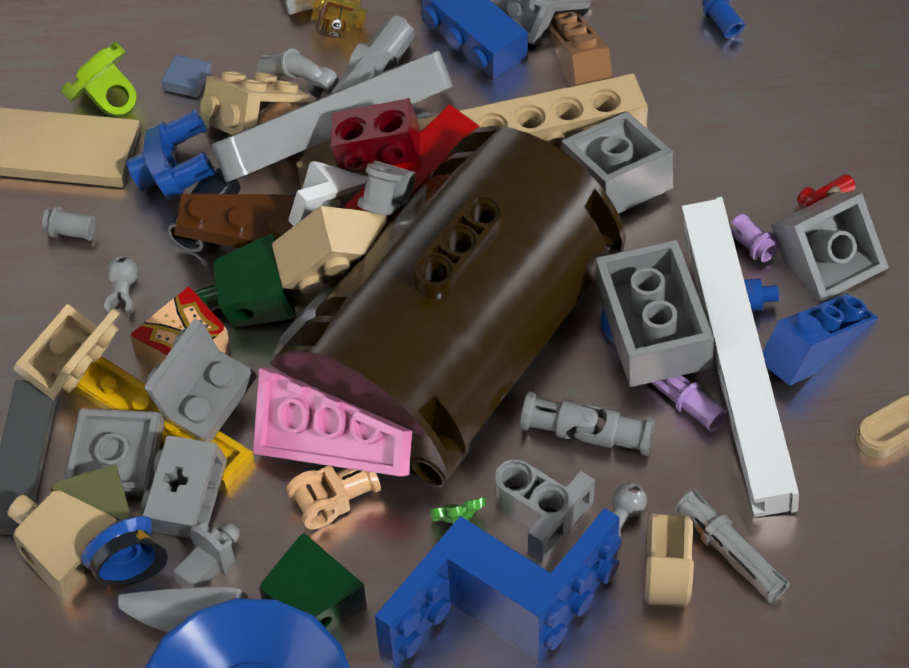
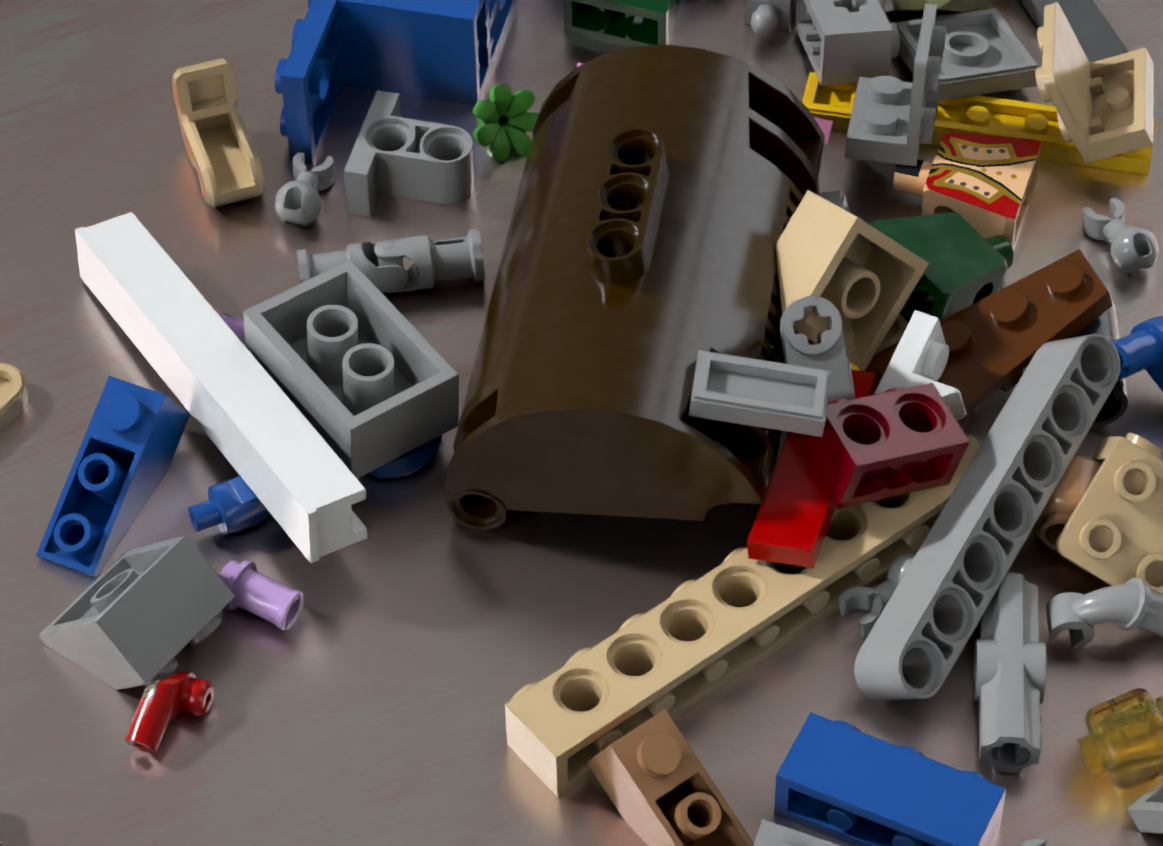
camera: 155 degrees right, 5 degrees down
(441, 134) = (760, 393): none -> light grey tile
(623, 160) = (508, 603): light grey slope -> none
(718, 532) = (171, 204): light grey pin -> none

